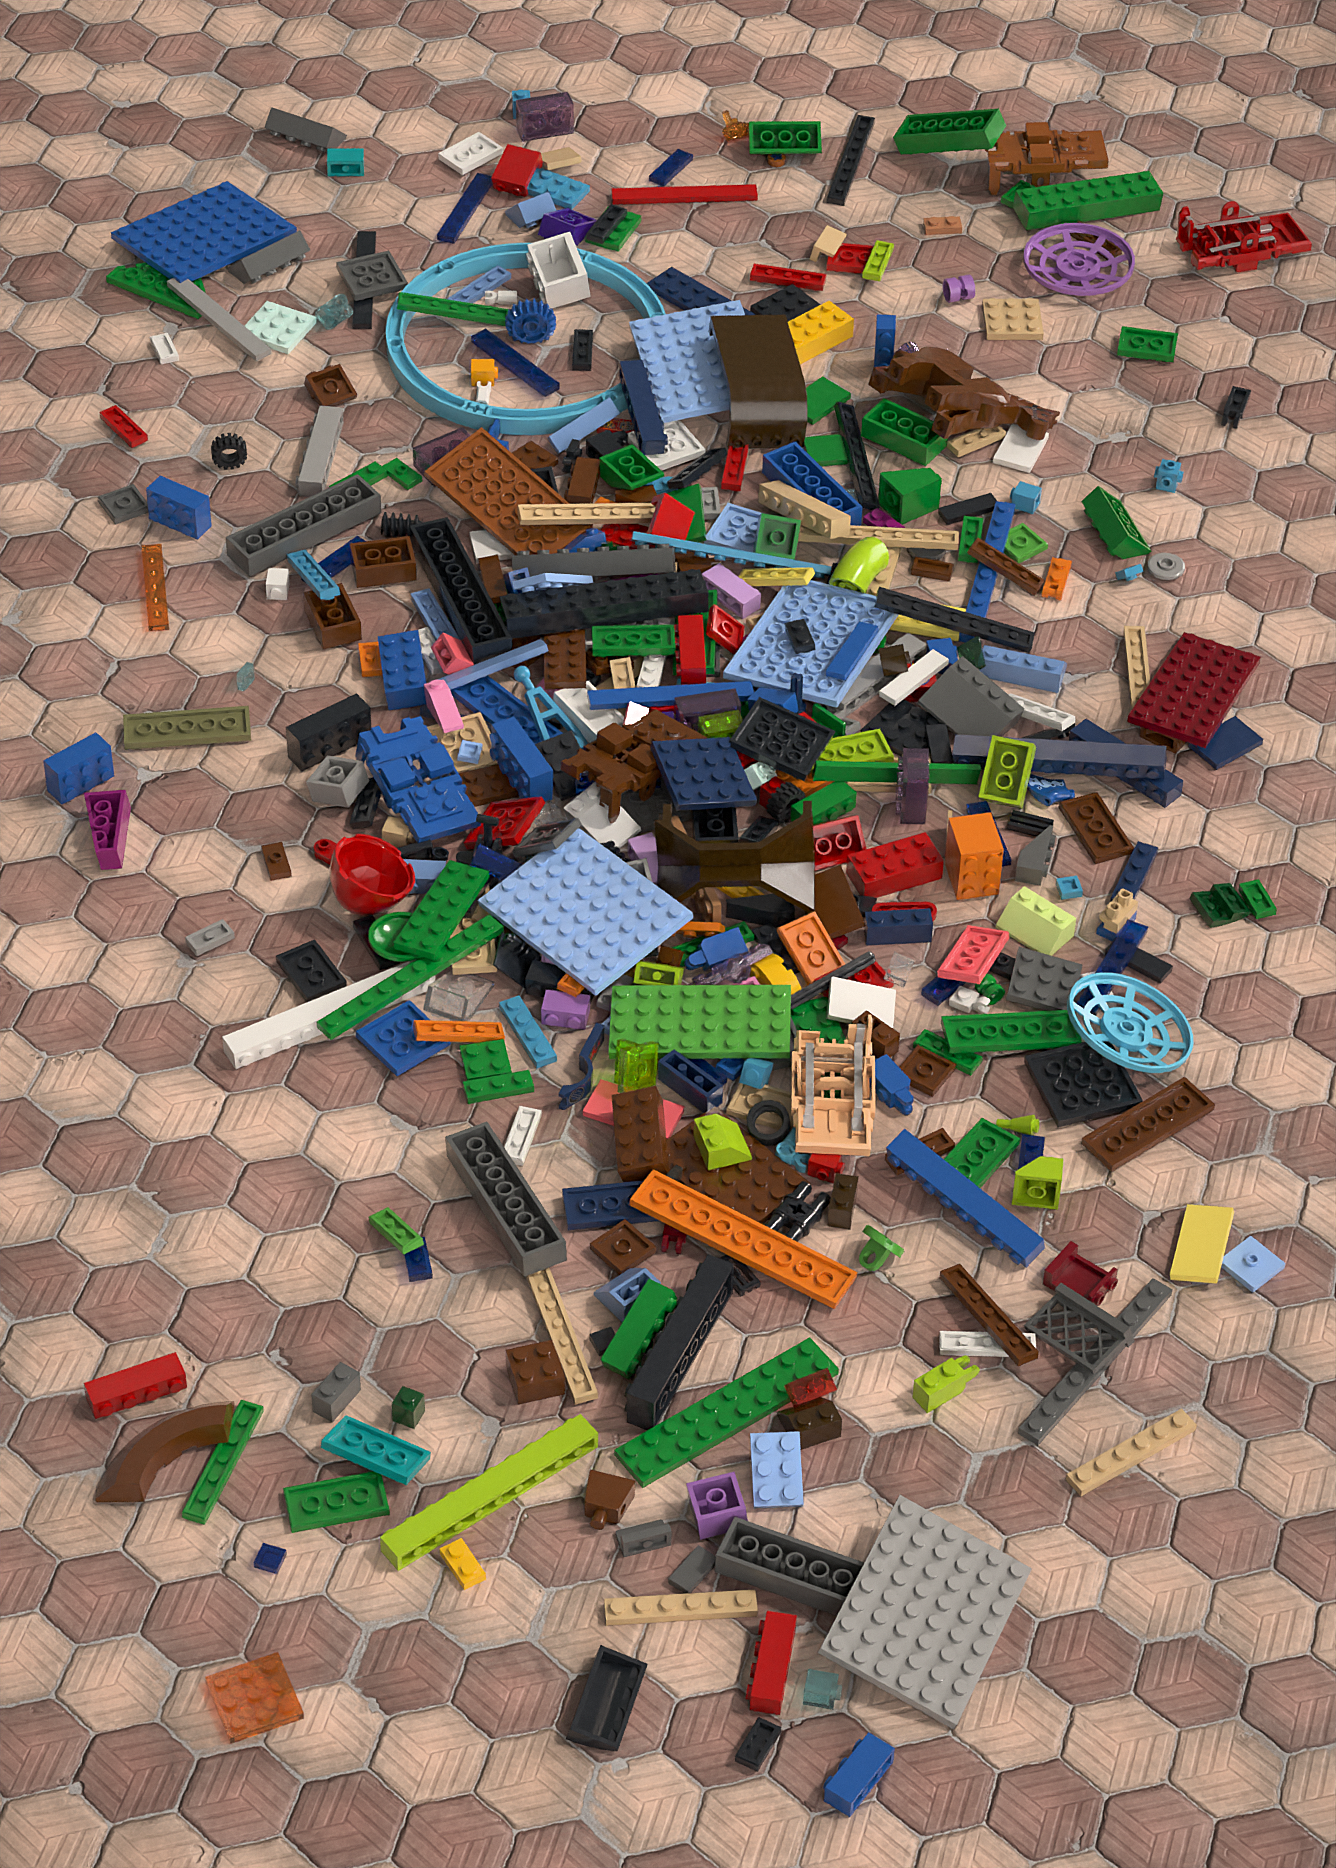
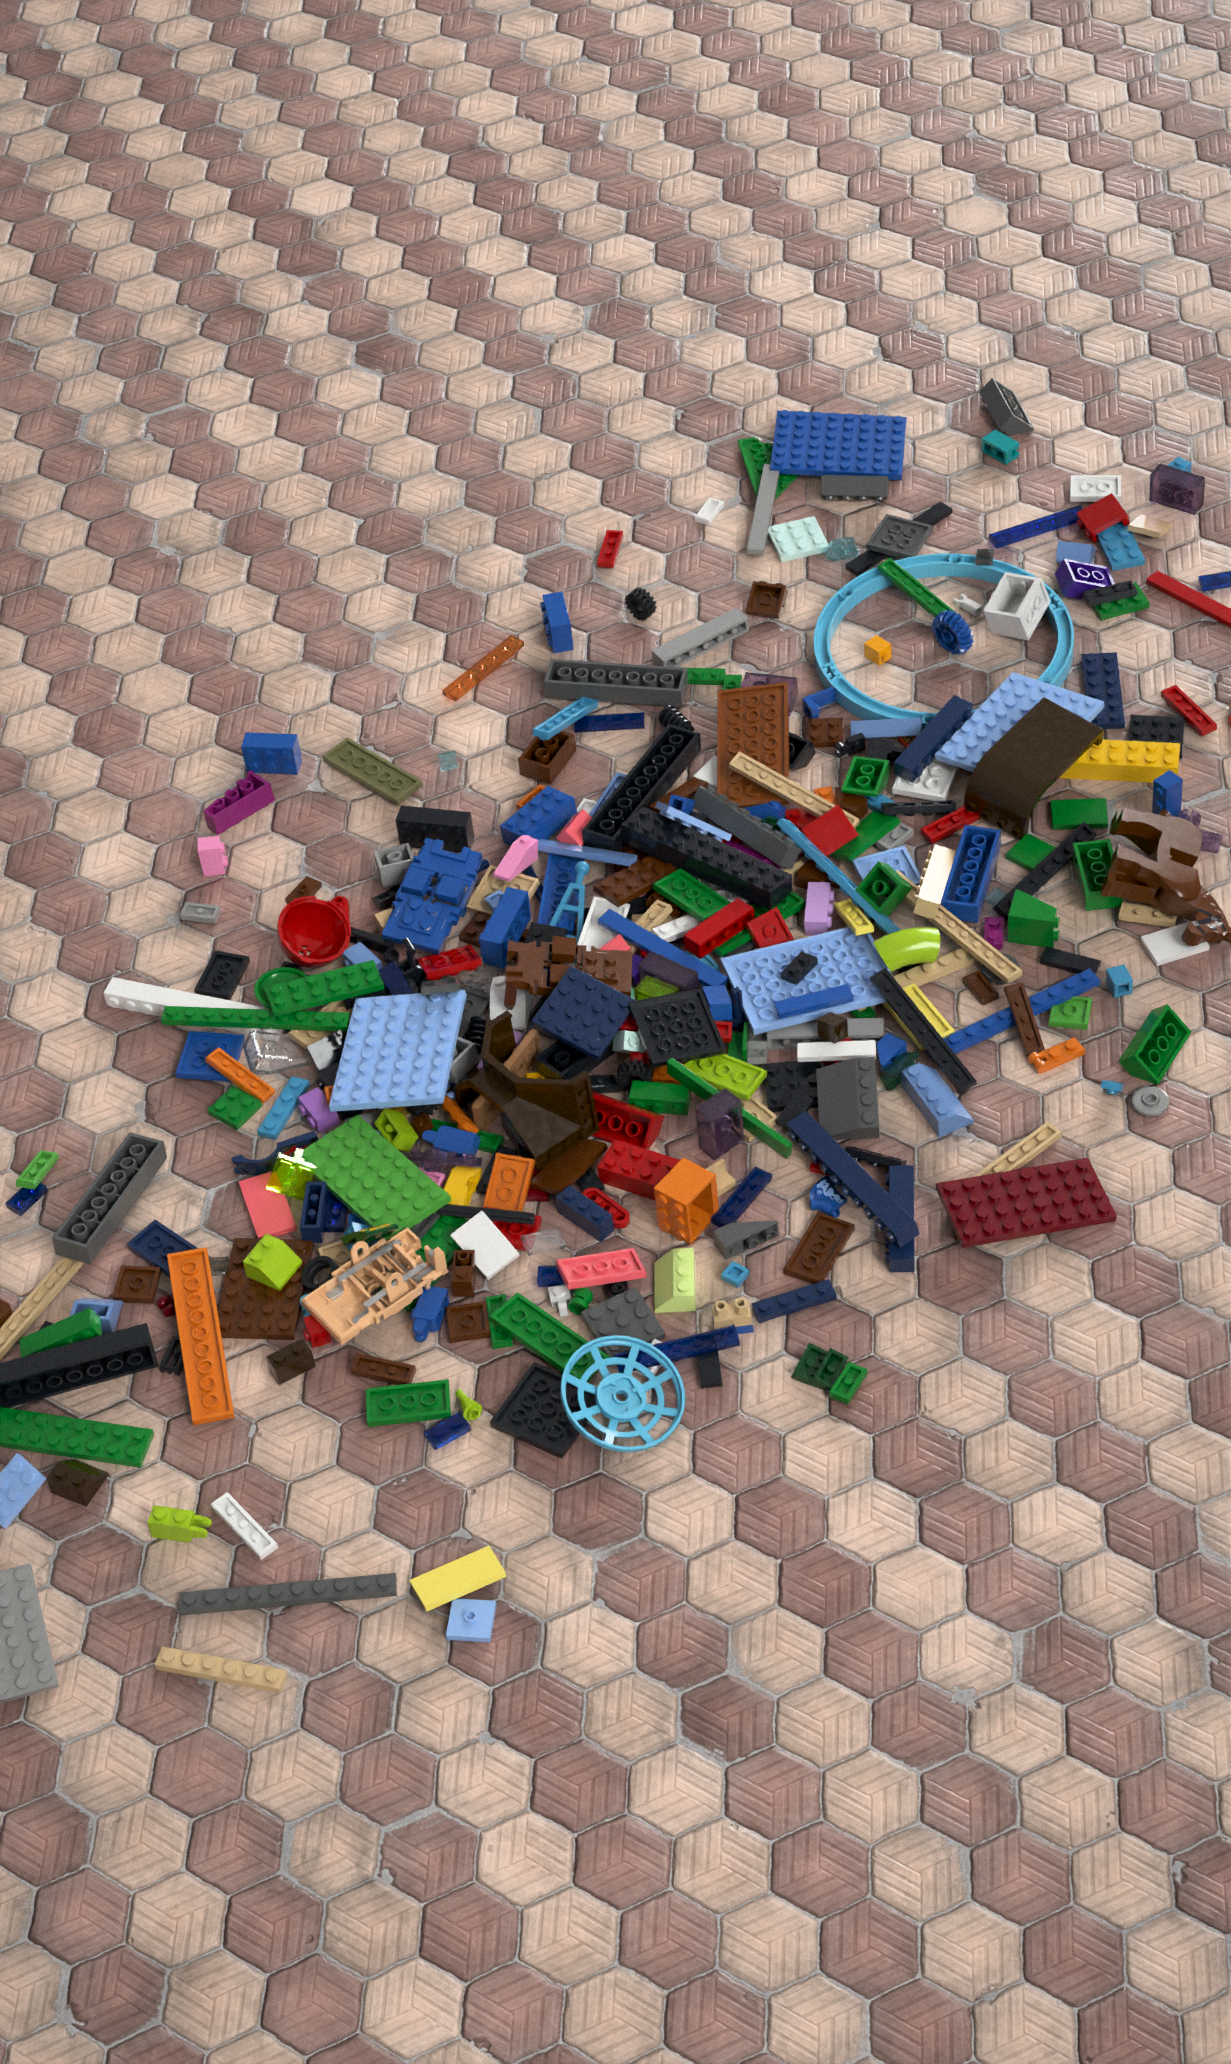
camera: 55 degrees right, 0 degrees up
(123, 504) = (533, 599): dark grey tile -> none
(156, 883) = (212, 856): none -> bright pink brick
(277, 584) = (548, 709): white brick -> none
(383, 562) = (625, 738): reddish brown brick -> none
(472, 250) = (984, 557): none -> clear smoke plate
(483, 393) = (858, 666): white bar -> none
(486, 282) = (970, 589): medium blue tile -> none
(498, 1086) = (219, 1129): green plate -> none
(515, 362) = (910, 657): clear blue plate -> none
(522, 1133) = (187, 1169): white tile -> none
(582, 350) = (971, 676): black tile -> none
(583, 482) = (828, 770): reddish brown brick -> none
(640, 1133) = (234, 1220): reddish brown brick -> none
(785, 1051) = (370, 1234): none -> dark green slope
(798, 1214) = (254, 1347): black pin -> none
(810, 1387) = (102, 1459): clear red plate -> none
(880, 1246) = (267, 1406): bright green tile -> none
(965, 1198) = (354, 1421): blue brick -> none
(971, 531) = (1042, 980): green plate -> none
(989, 1315) = (262, 1506): reddish brown plate -> none
(1007, 772) = (796, 1161): lime brick -> none
(1032, 824) = (772, 1201): black tile -> none
(1039, 1183) = (412, 1449): lime slope -> none
(1044, 714) = (890, 1137): white tile -> none
(1079, 1275) = (354, 1532): dark red panel -> none
(1094, 1317) = (312, 1563): dark grey fence -> none
(1147, 1124) = (545, 1472): reddish brown plate -> none
(1228, 743) = (1000, 1259): dark blue tile -> none

